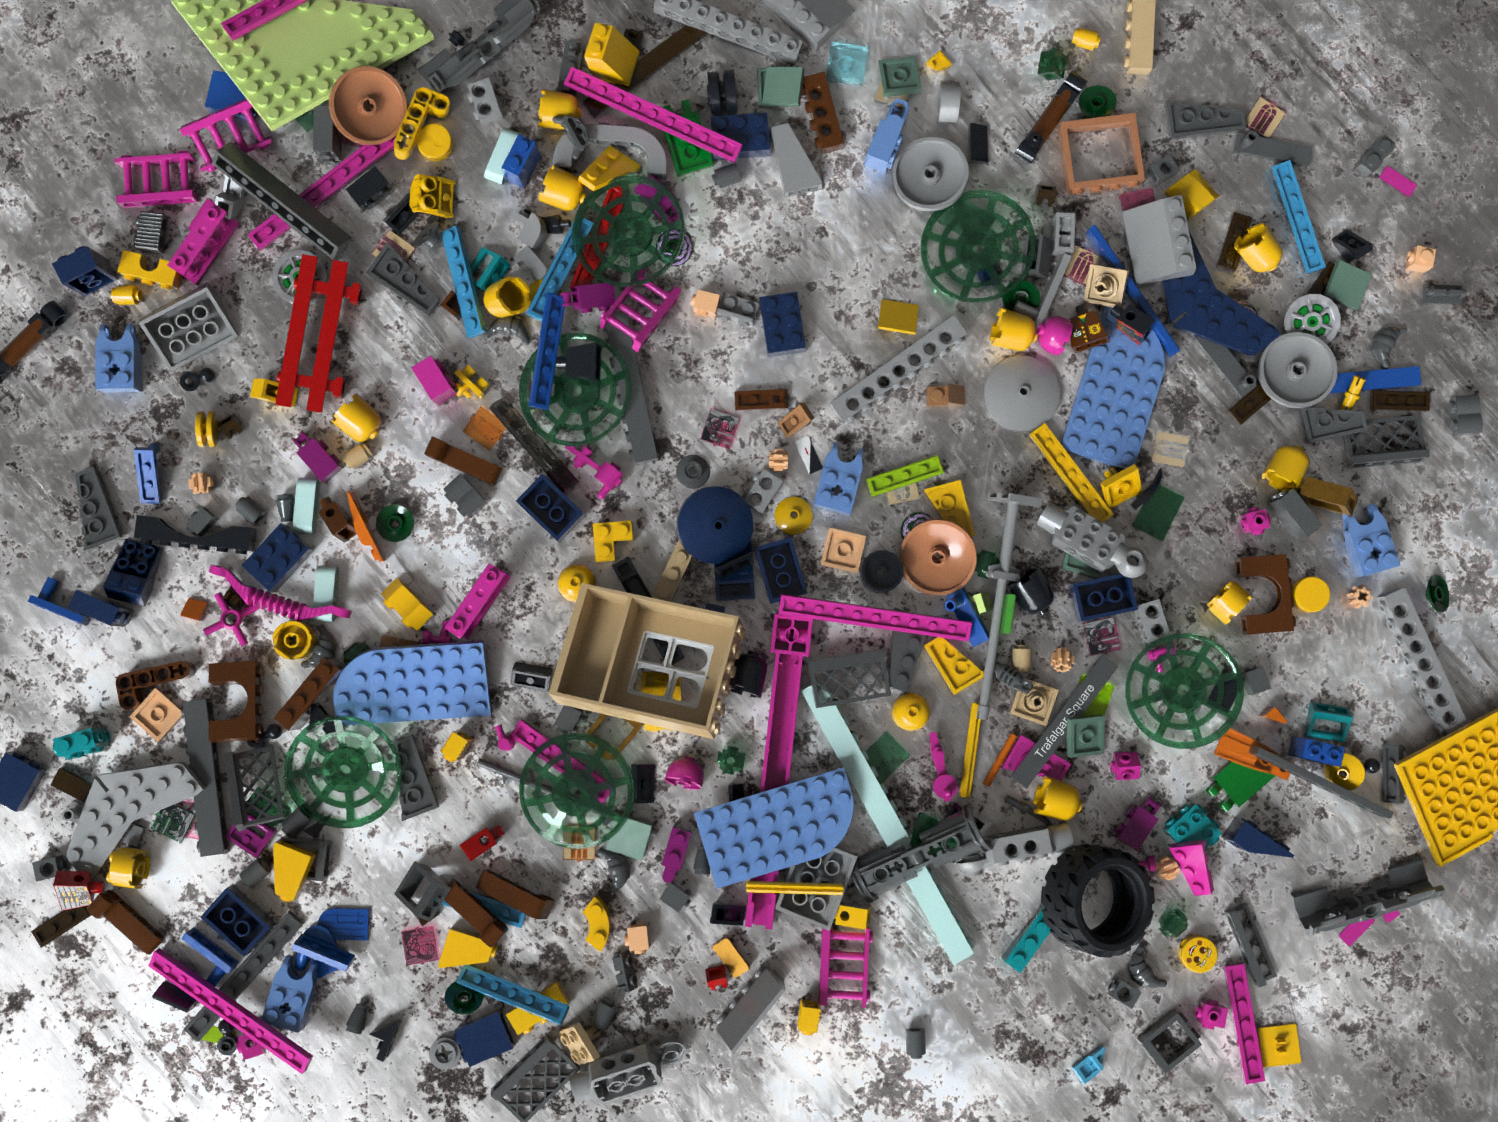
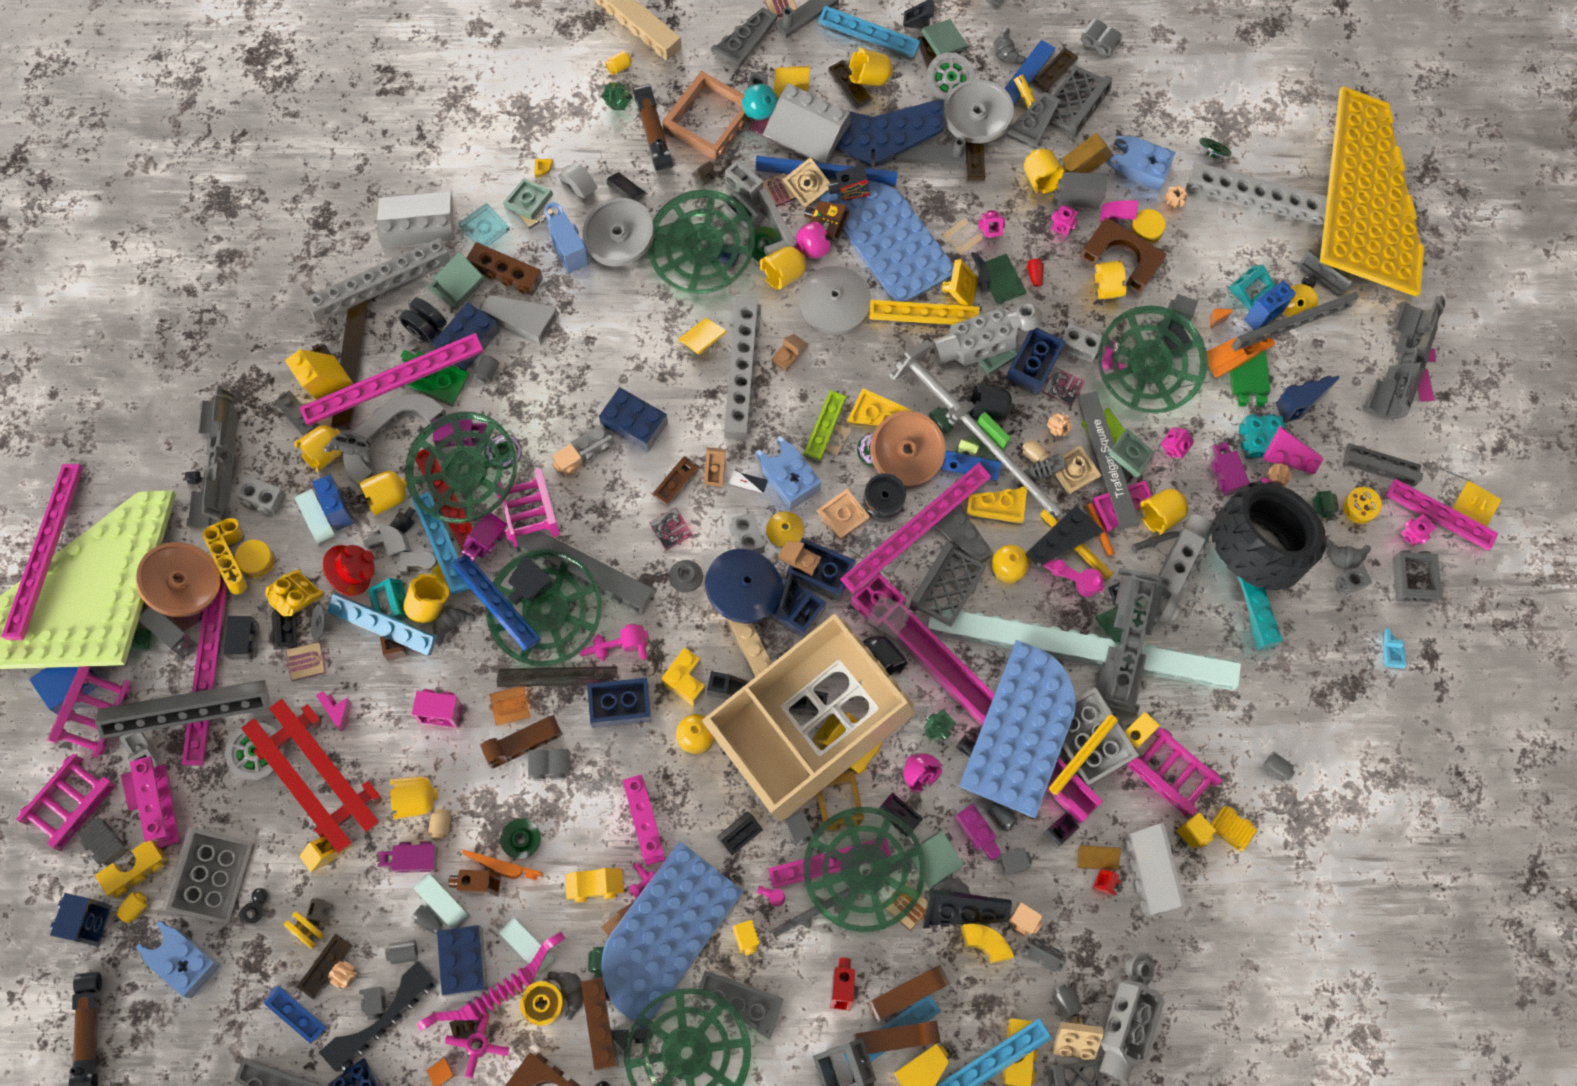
camera: 55 degrees left, 15 degrees down
(202, 463) = (318, 974): none -> dark brown tile
(373, 311) = (339, 712): none -> dark pink slope
(398, 277) = (324, 674): dark grey wing -> none
(465, 376) = (466, 688): yellow hips -> none
(481, 220) = (349, 568): none -> red piece
(602, 878) = (957, 908): none -> black wing
(607, 166) = (398, 446): yellow wing -> none
(772, 548) = (800, 558): none -> medium nougat slope
(778, 460) = (733, 504): light nougat gear -> none
(782, 655) = (889, 616): none -> clear piece
(836, 1041) = (1232, 828): none -> yellow brick
(886, 756) = (1030, 608): clear green piece -> none
(970, 738) = (1067, 534): none -> black wing
(1099, 96) = (670, 89): dark green dish -> none
(1146, 185) = (759, 101): none -> teal cylinder
(1186, 535) = (1036, 271): none -> red cone
(1198, 465) = (995, 228): none -> dark pink brick
(1304, 559) = (1120, 210): none -> dark pink slope

